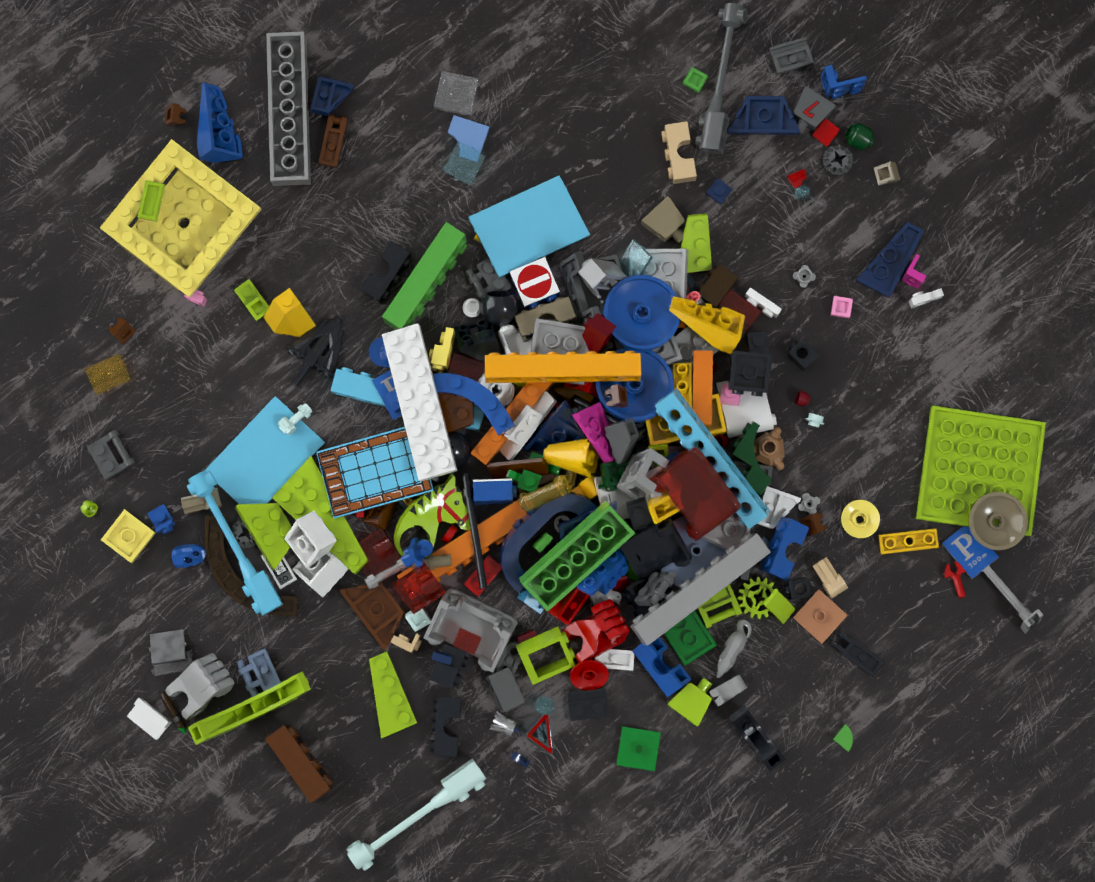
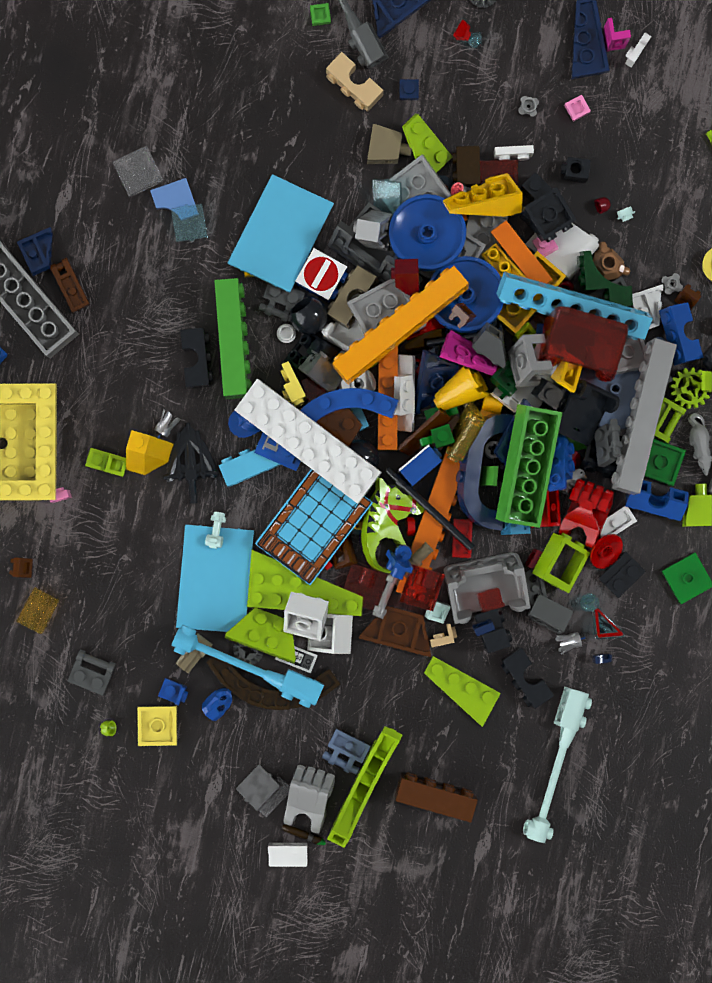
camera: 45 degrees left, 5 degrees up
(318, 304) = (162, 426): none -> flat silver piece
(473, 356) = (321, 371): none -> flat silver hinge

